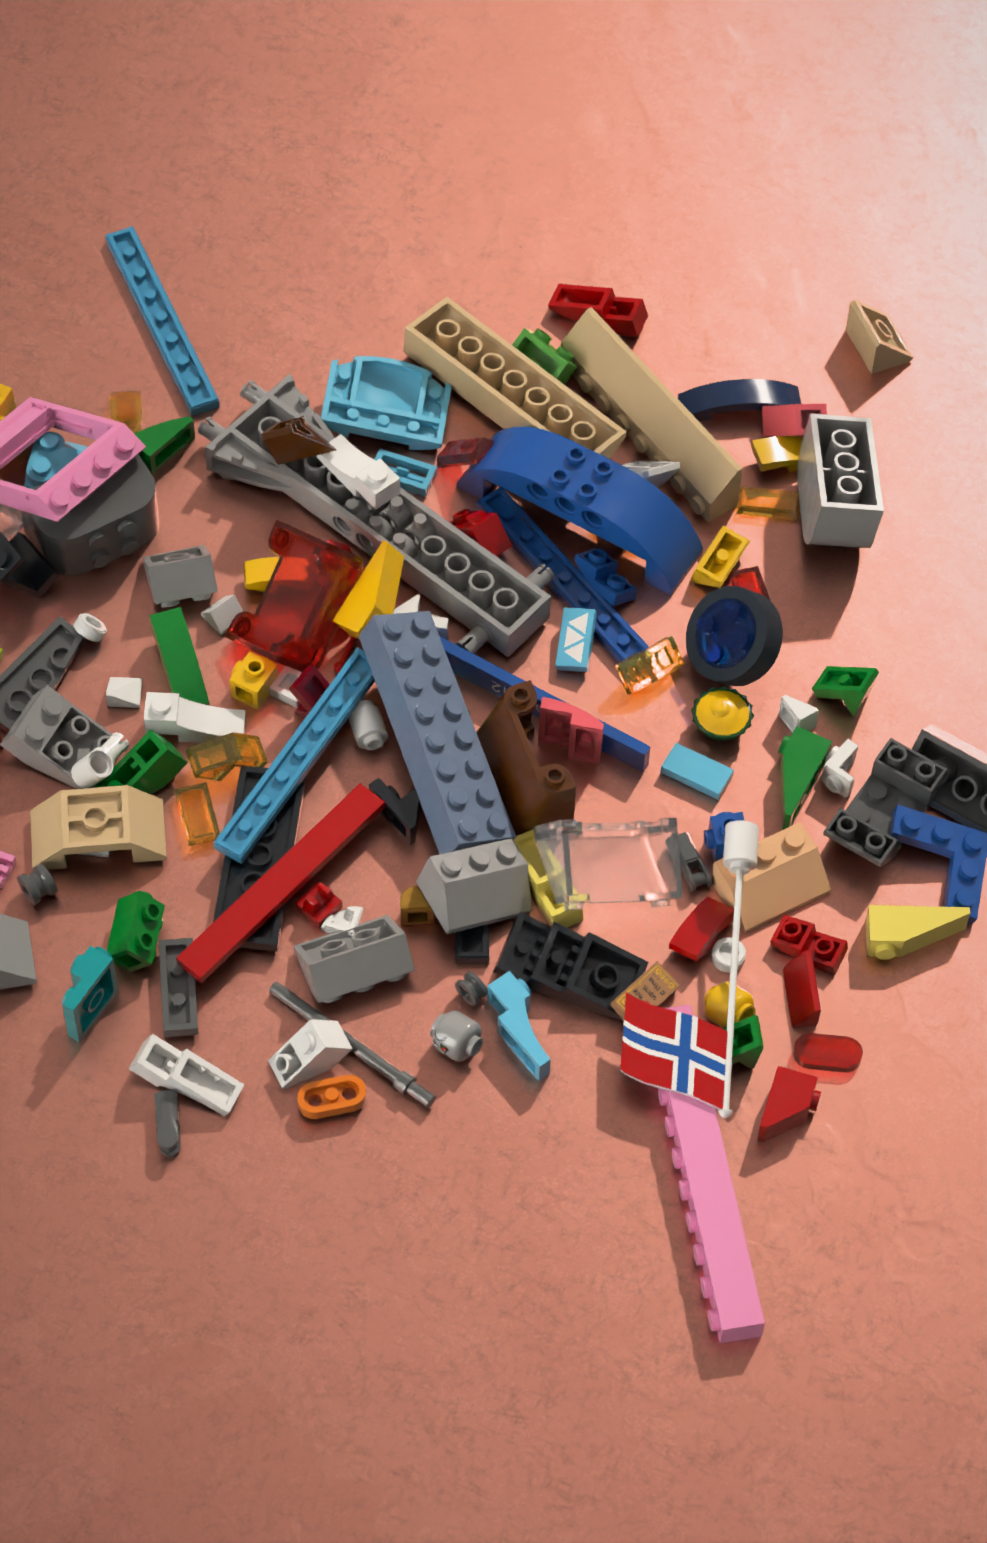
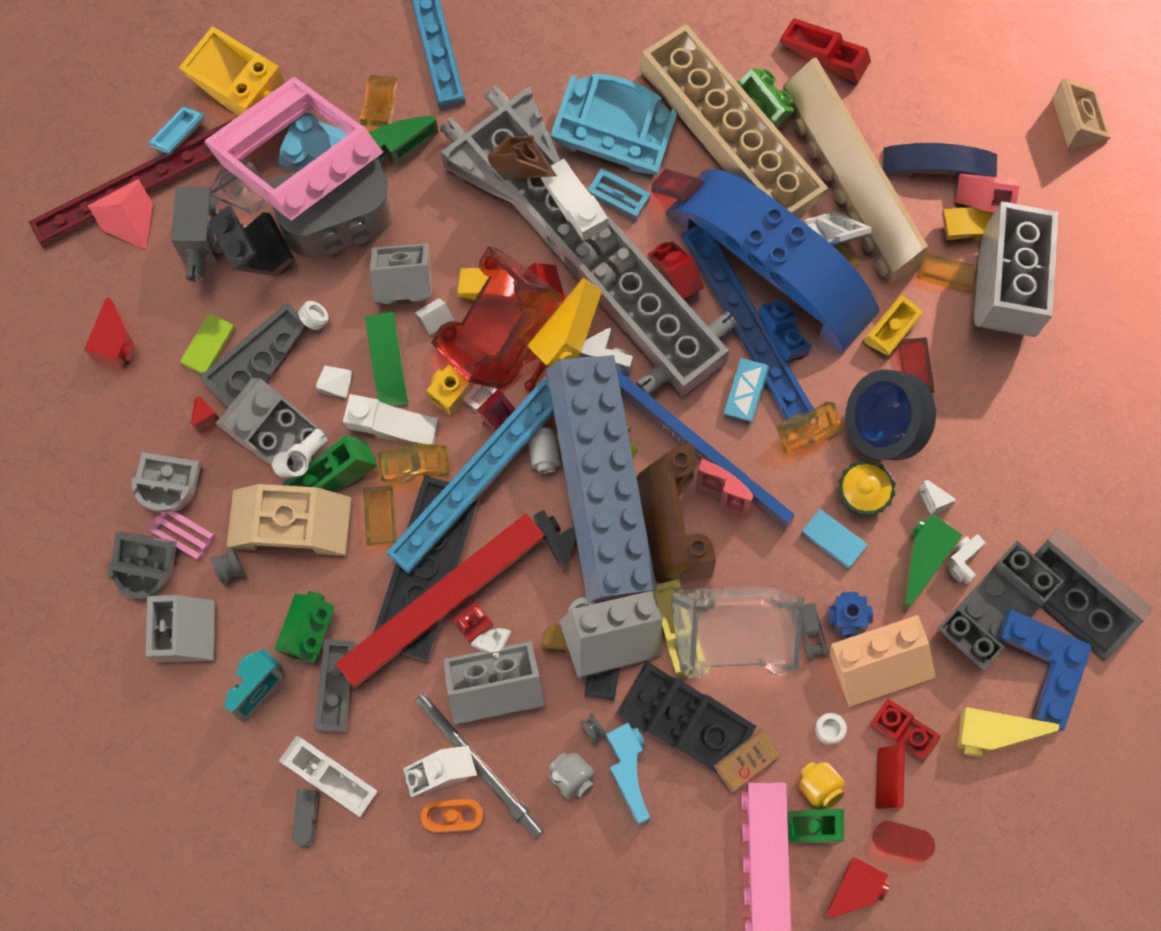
camera: 15 degrees right, 15 degrees up
(681, 1049) = (768, 828): flag -> none
(699, 930) = (810, 701): red slope -> none
(846, 683) = (985, 474): green slope -> none

